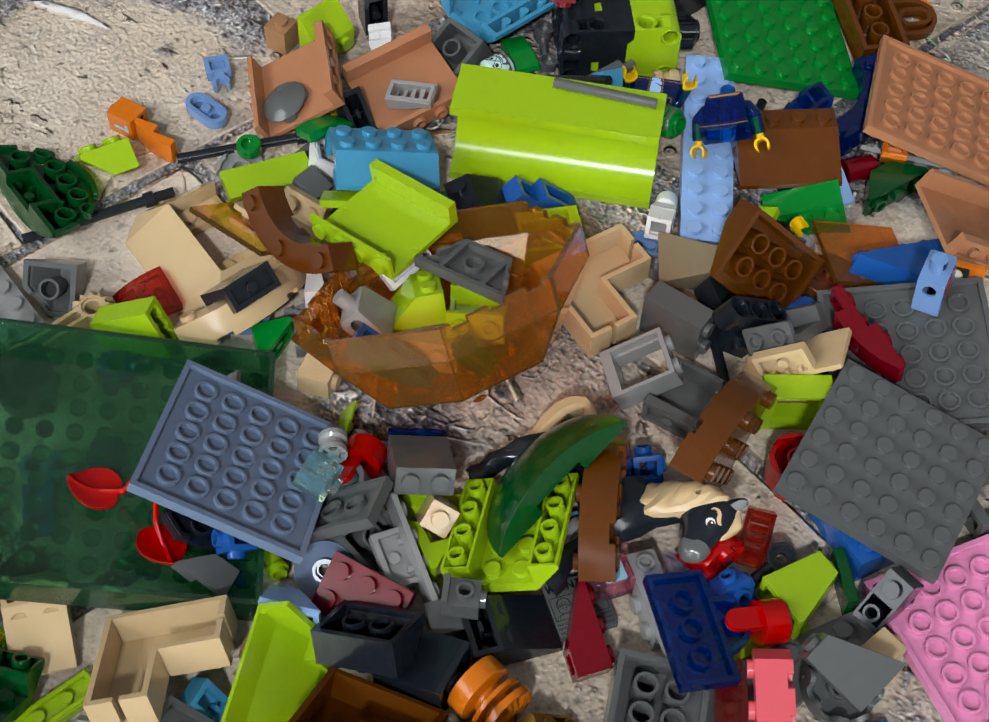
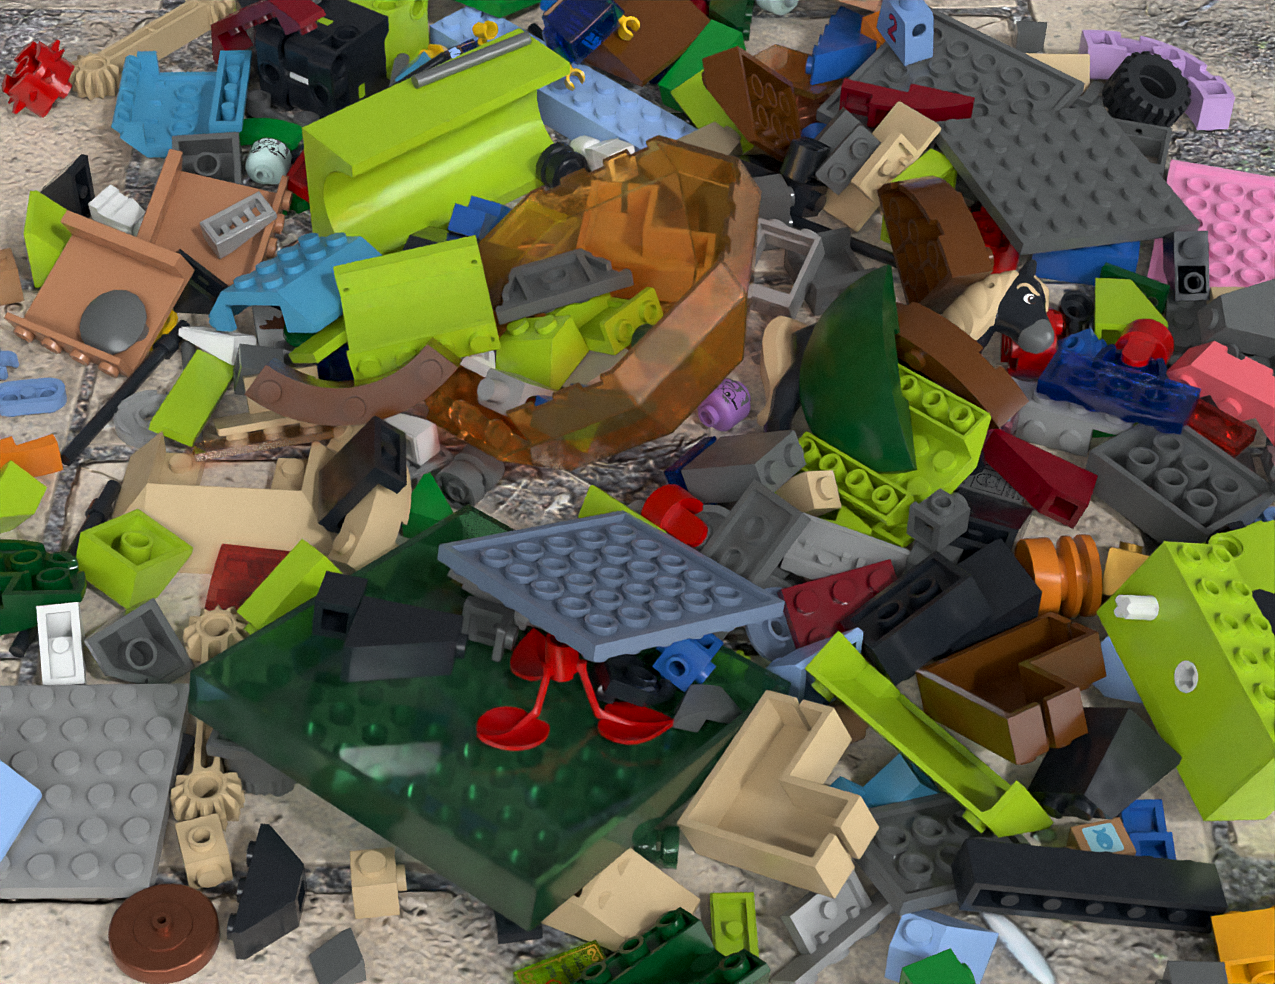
camera: 50 degrees left, 10 degrees down
(32, 245) = (61, 644): none -> white slope
(87, 391) = (401, 642): none -> black slope
(95, 346) = (337, 604): none -> black brick
(95, 620) = (669, 848): none -> clear green wheel
(118, 236) = (131, 557): none -> lime slope
(249, 146) = (134, 388): green tile -> none
(316, 128) = (191, 313): green slope -> none
(316, 378) = (521, 501): tan brick -> none
(319, 476) = (690, 538): clear light blue brick -> none
(333, 443) = (654, 514): light grey wheel -> none
(498, 421) = (725, 405): none -> medium lavender head
(631, 202) = (557, 162): none -> black wheel

